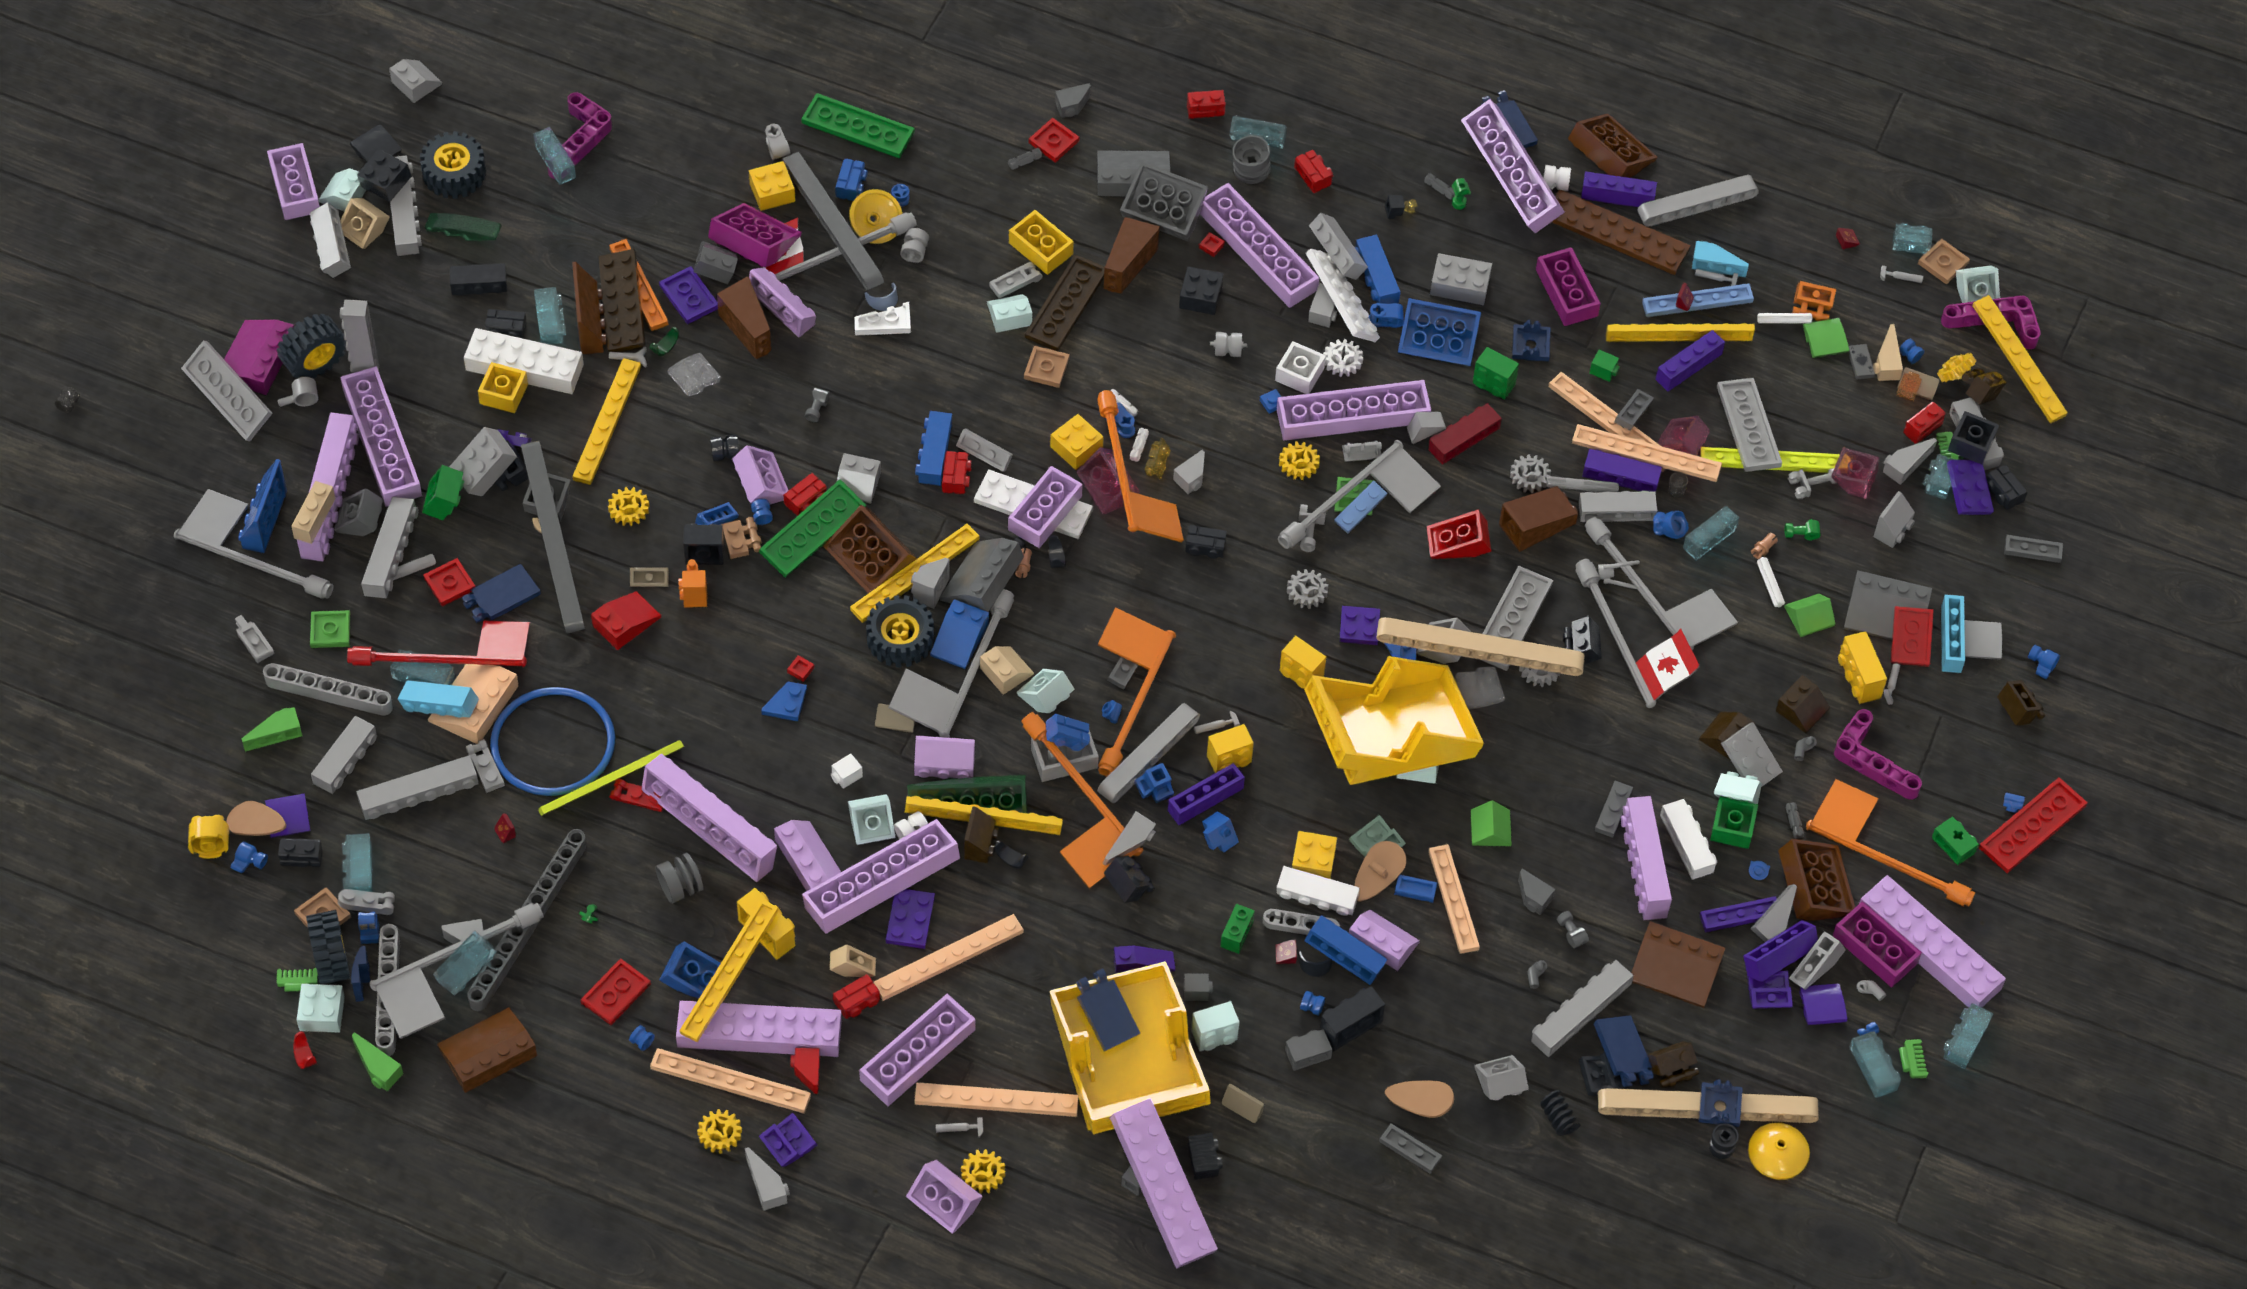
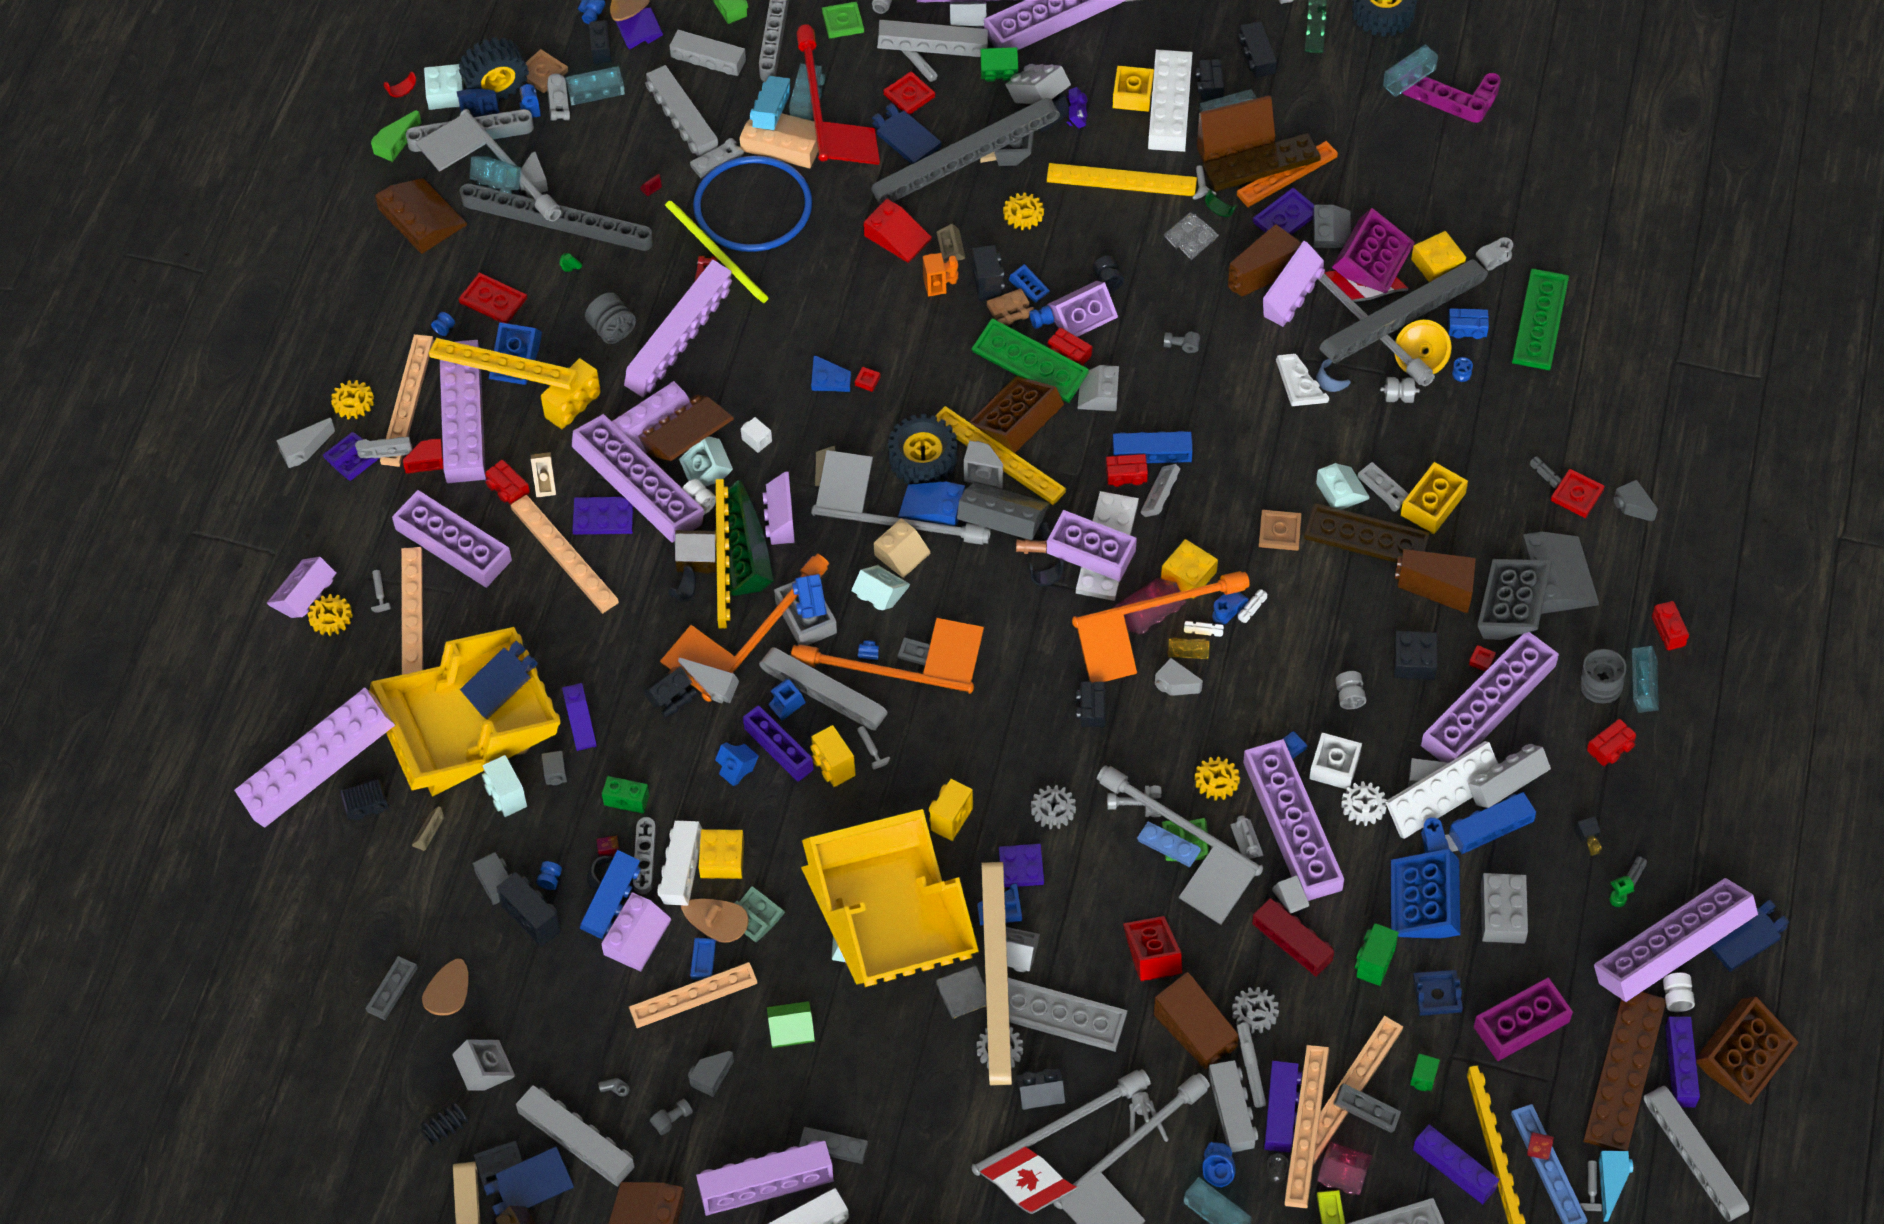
camera: 85 degrees right, 0 degrees up
(794, 1101) = (384, 447): none -> light grey hinge
(837, 823) = (684, 428): none -> reddish brown slope

